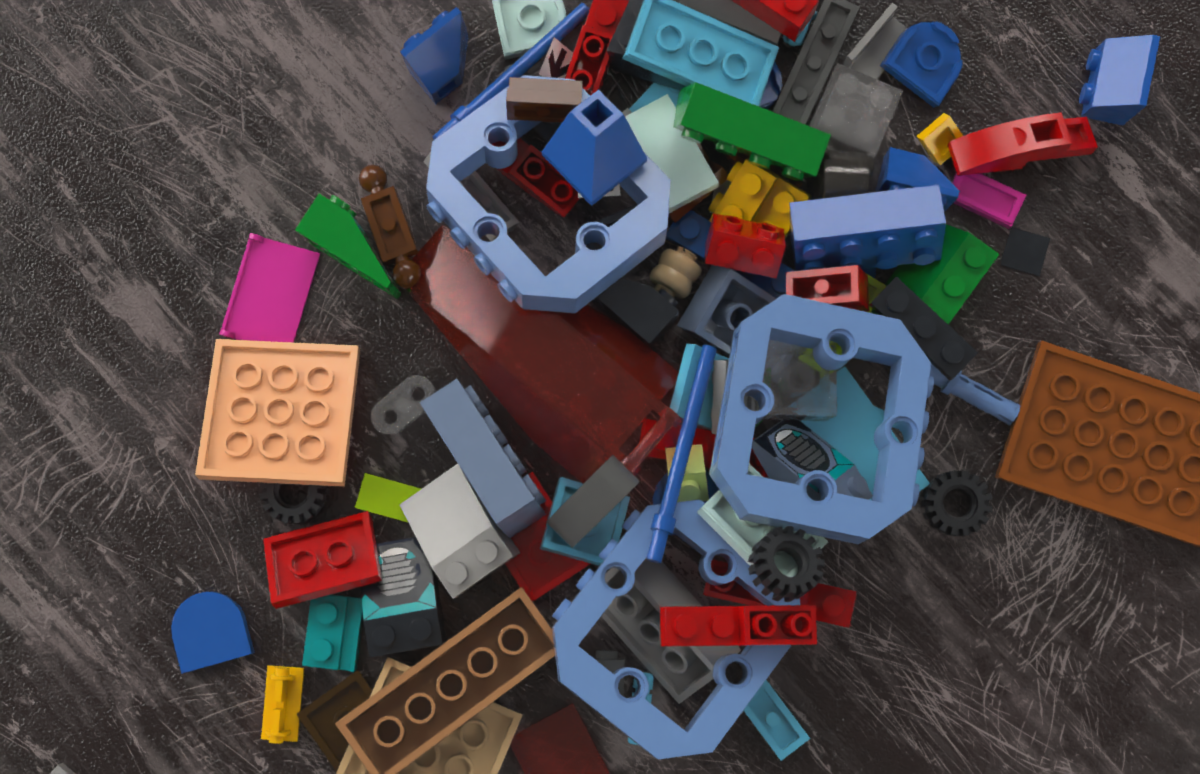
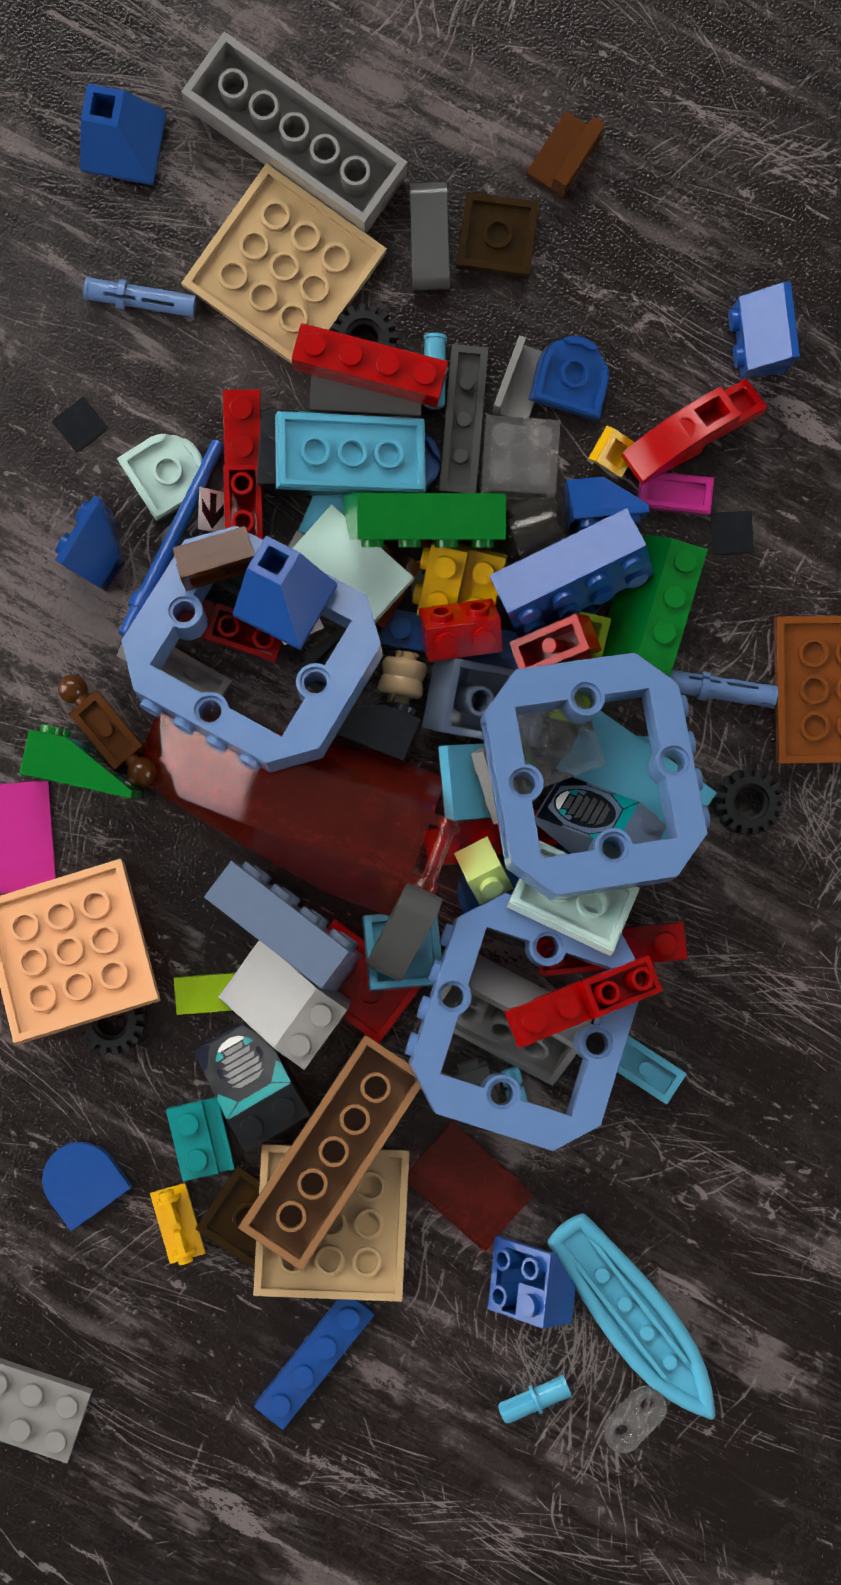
camera: 30 degrees left, 5 degrees up
(321, 560) = (164, 1076): red plate -> none
(401, 402) = (185, 898): clear plate -> none
(663, 522) = (478, 929): blue bar -> none
(802, 553) = (618, 909): black tyre -> none
(934, 336) = (661, 649): black plate -> none

